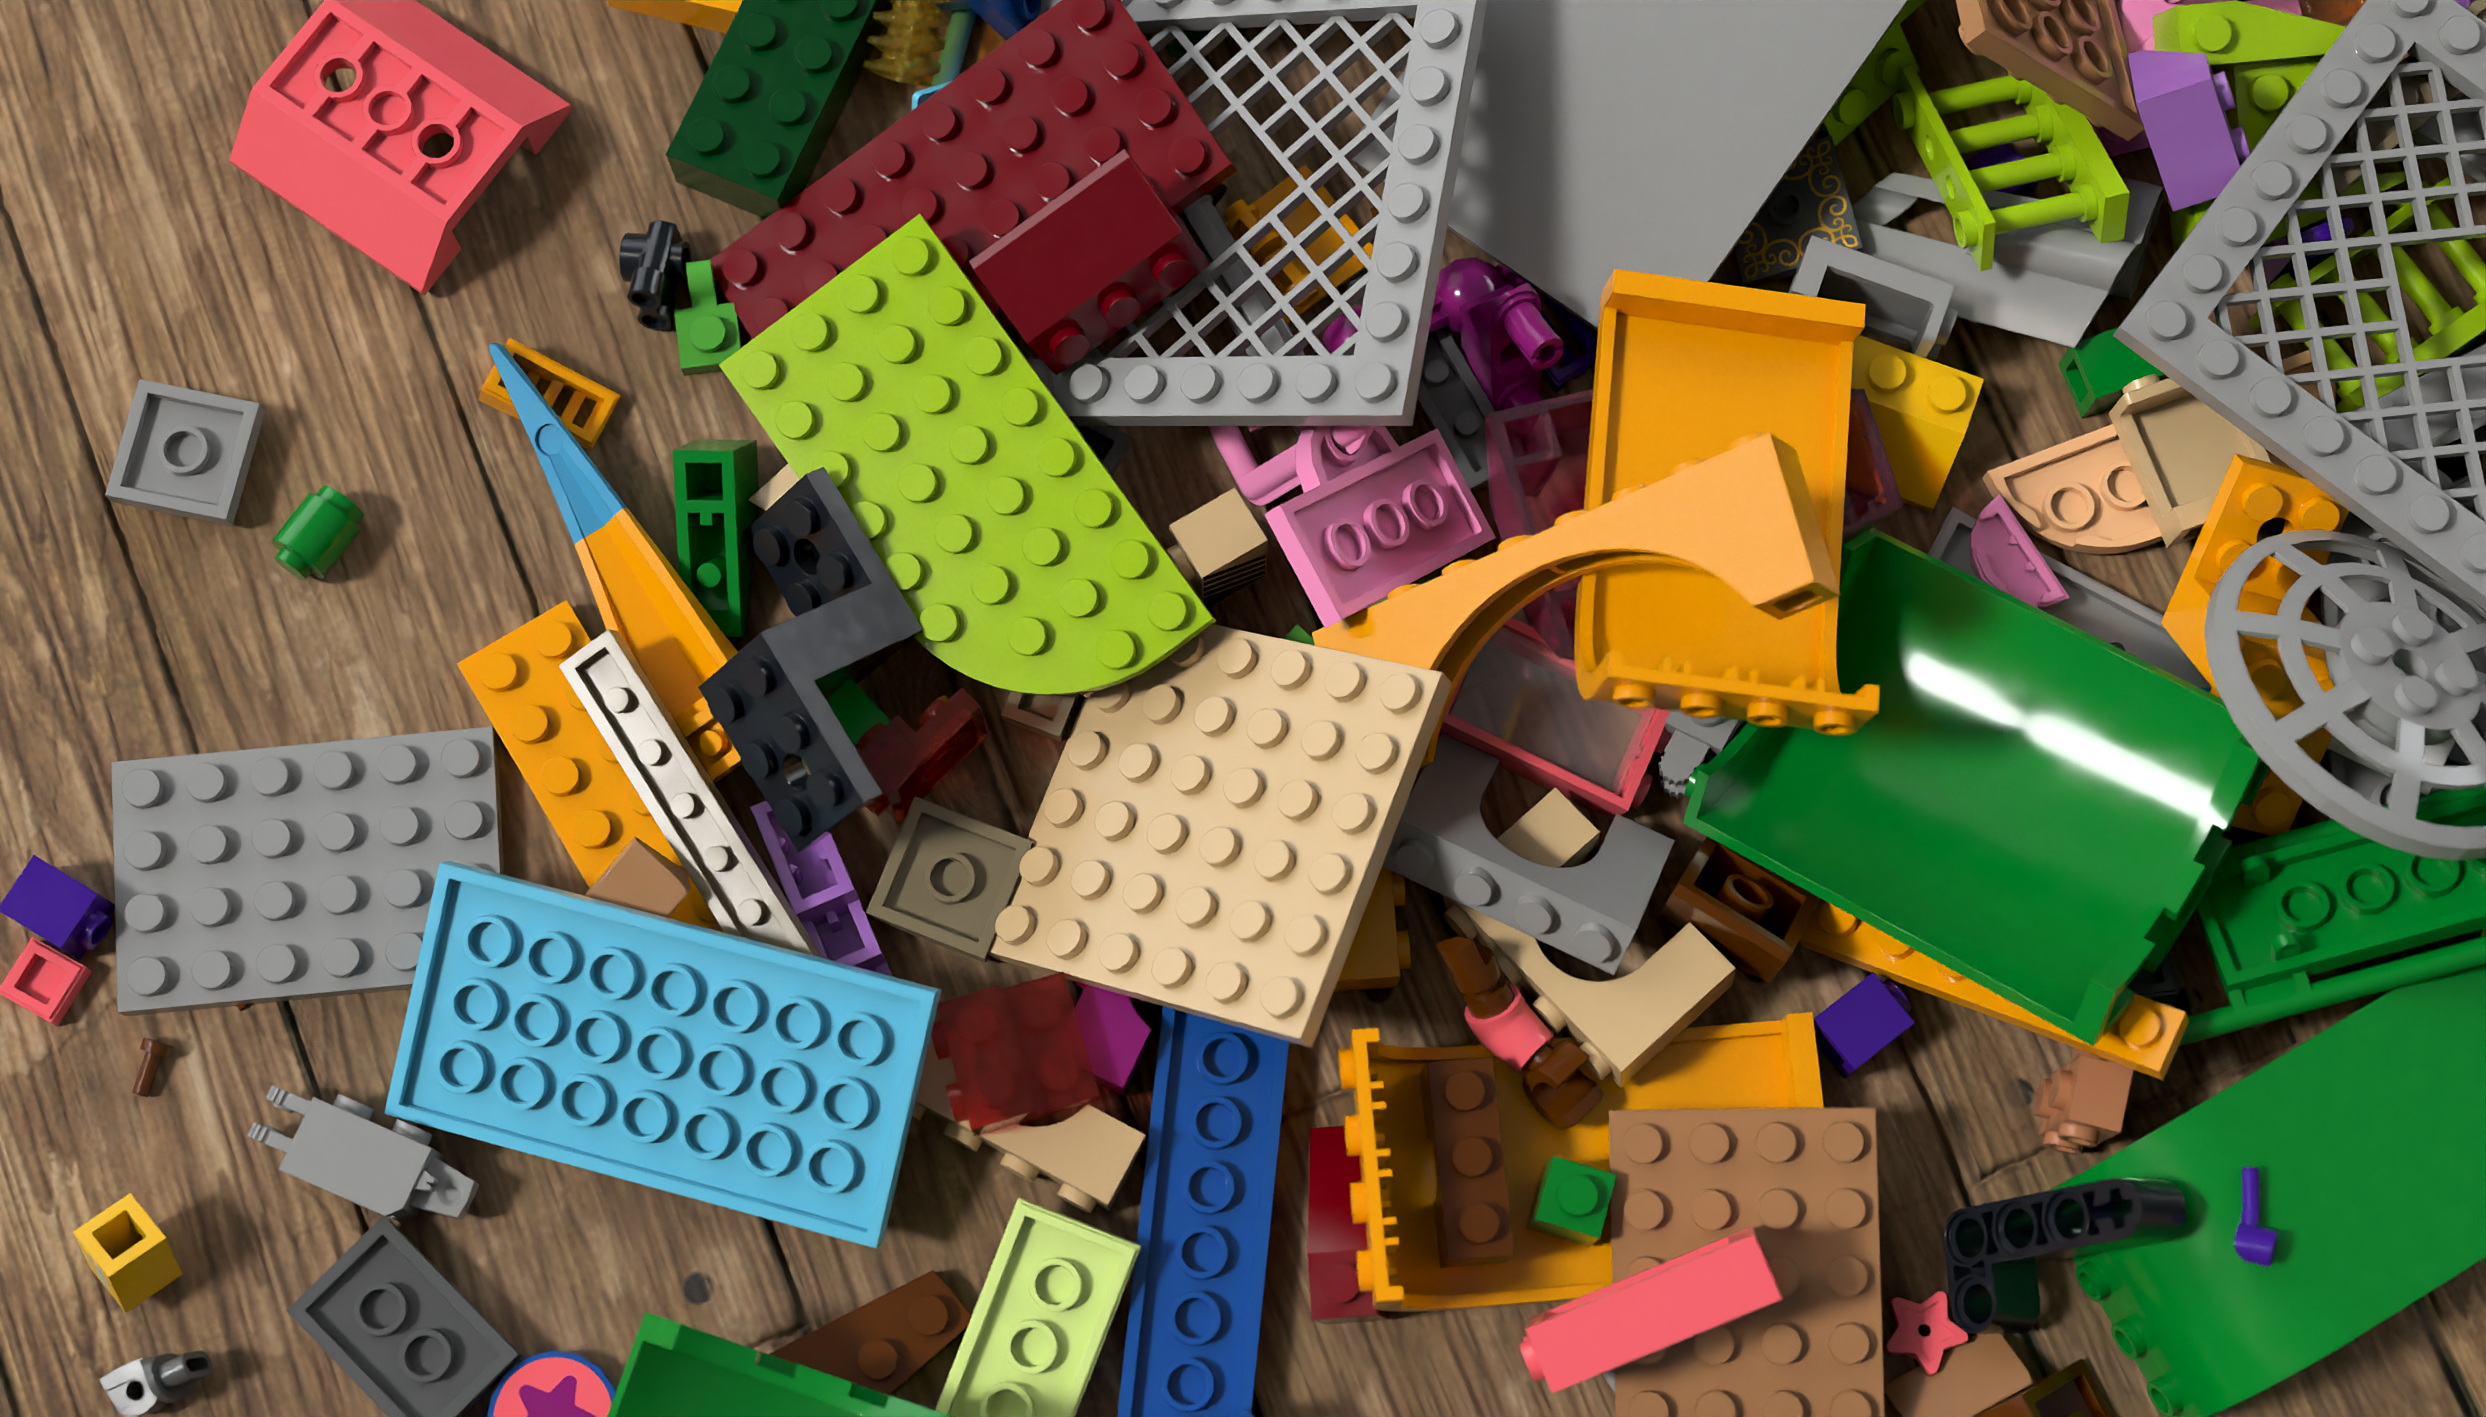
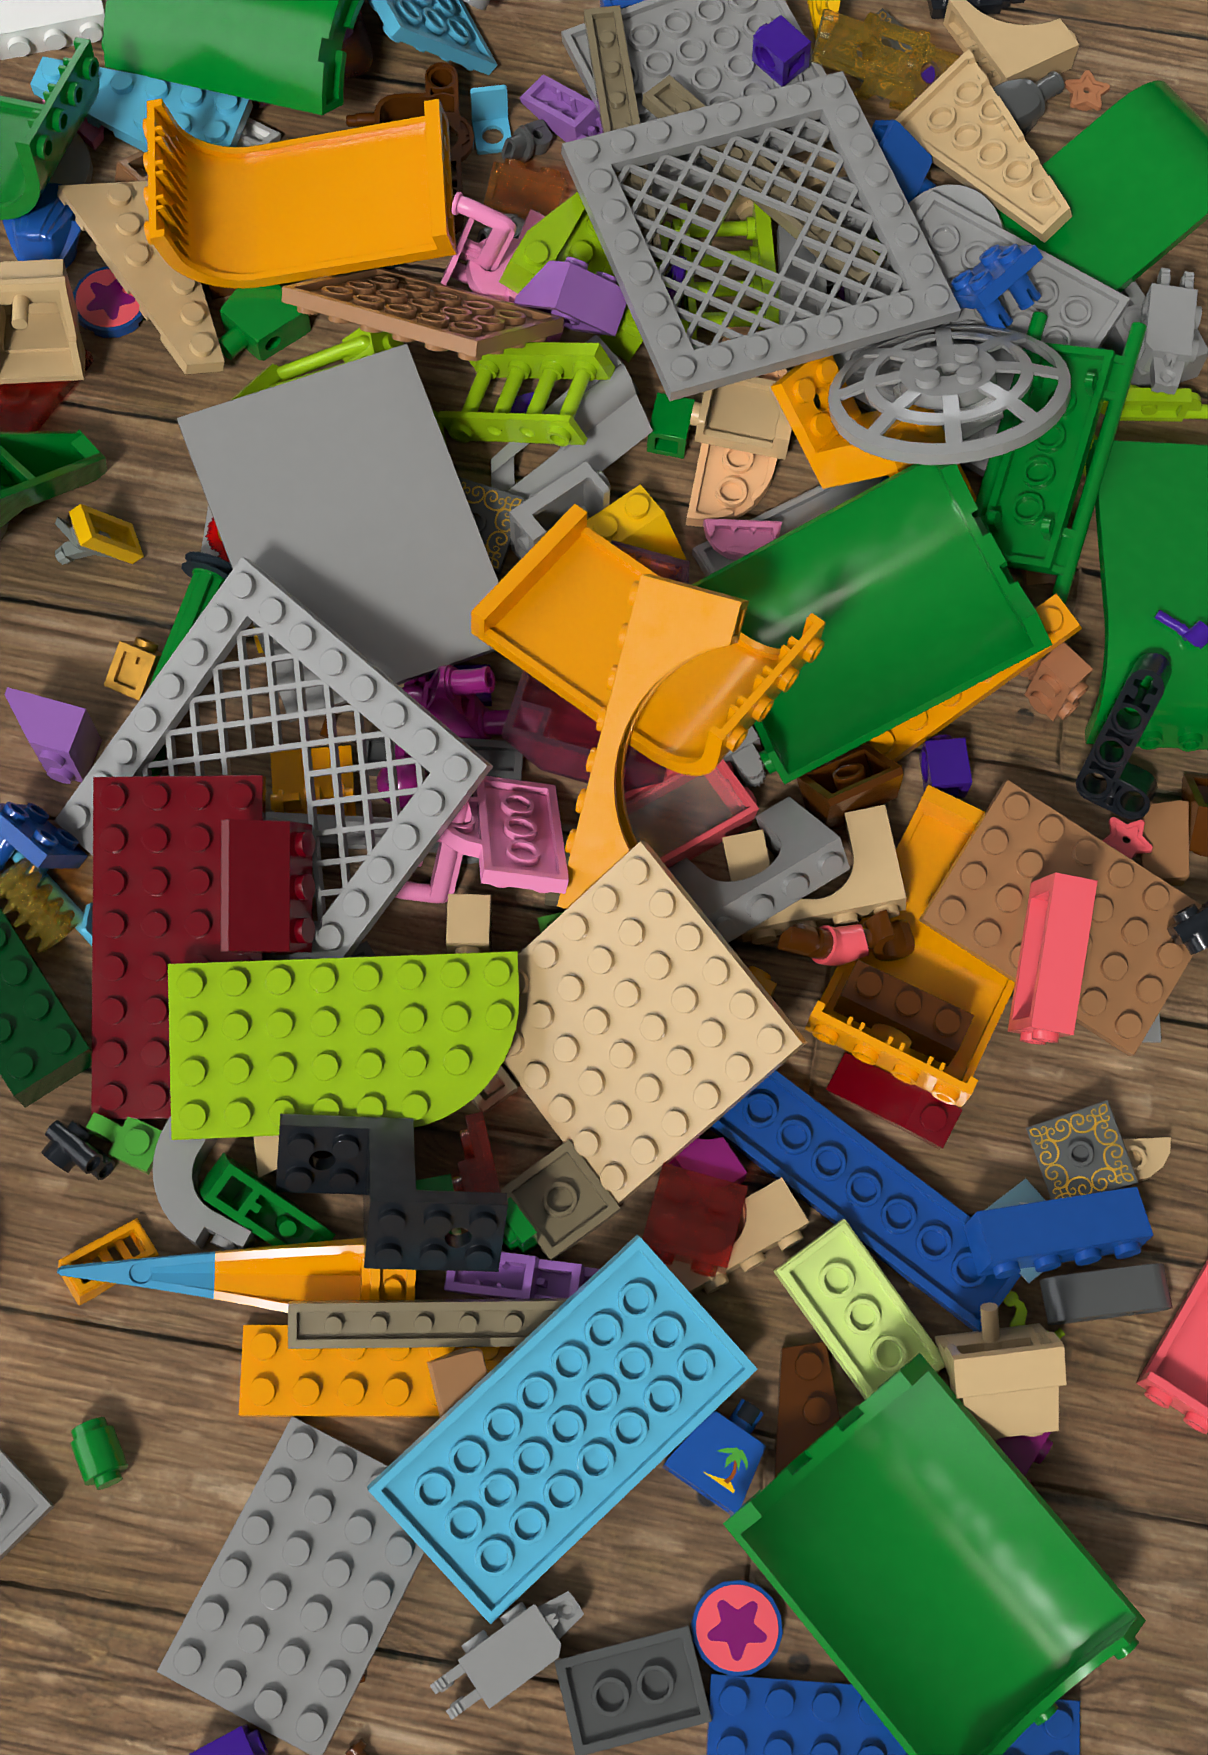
camera: 60 degrees left, 5 degrees down
(685, 408) = (176, 1185): none -> light grey arch
(747, 1271) = (720, 1457): none -> blue torso
(870, 841) = (518, 1230): none -> green plate
(1571, 1201) = (956, 971): green brick -> none

